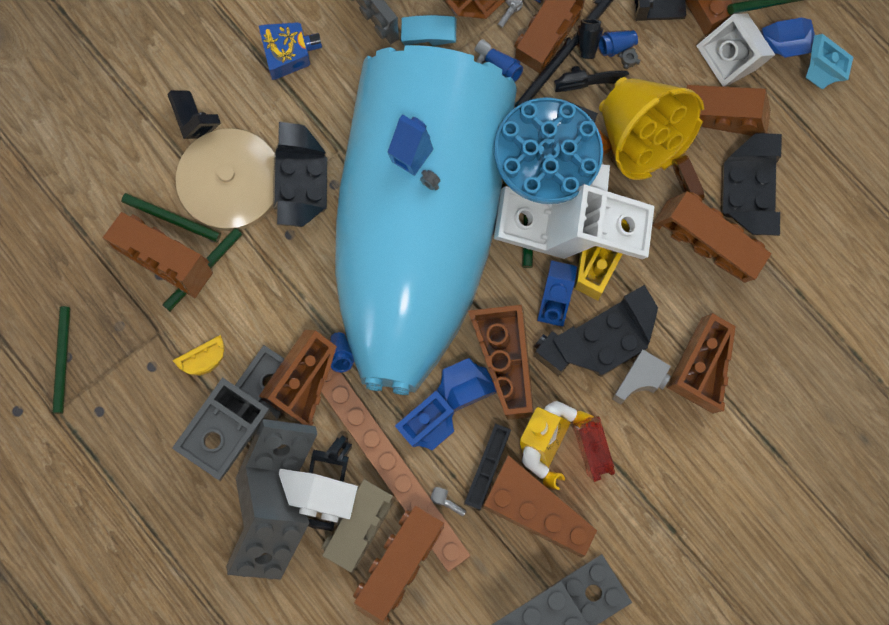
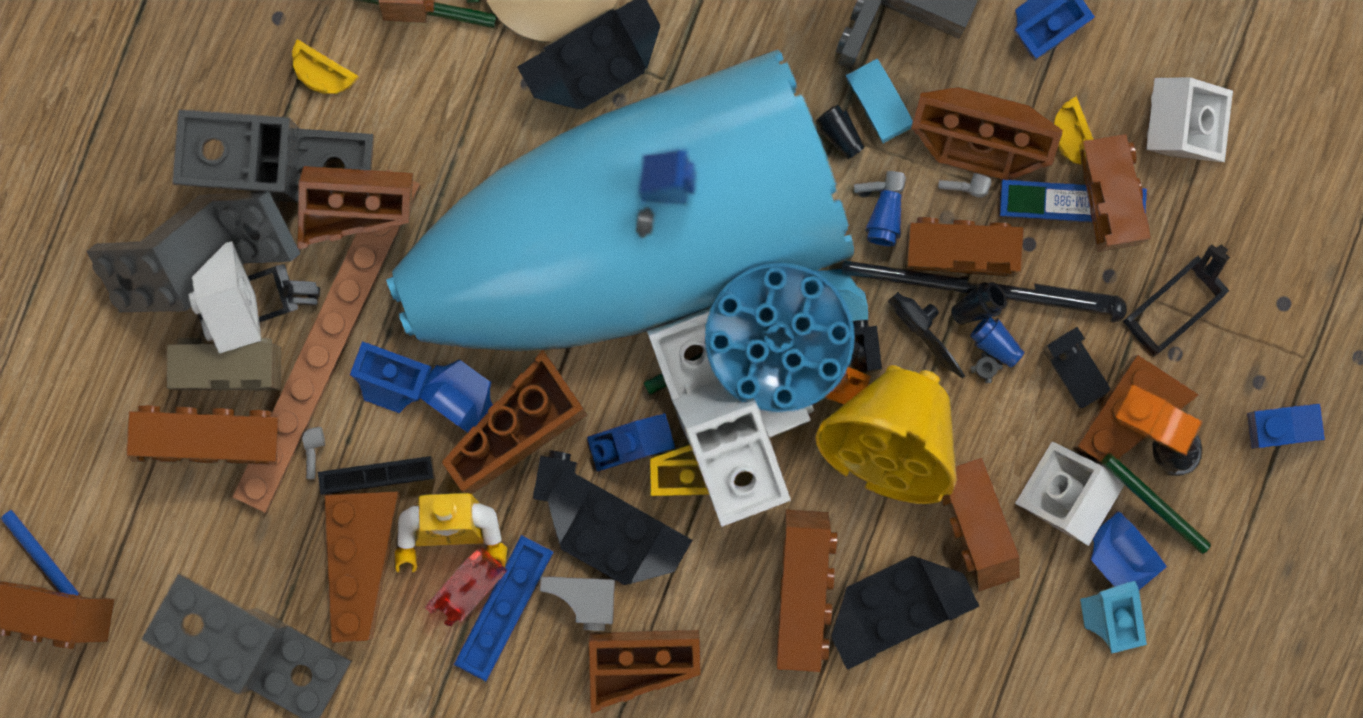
camera: 65 degrees right, 10 degrees up
(343, 357) = (407, 235): blue cone -> none
(621, 435) = (503, 608): none -> blue tile
(687, 176) = (864, 523): reddish brown beam -> none

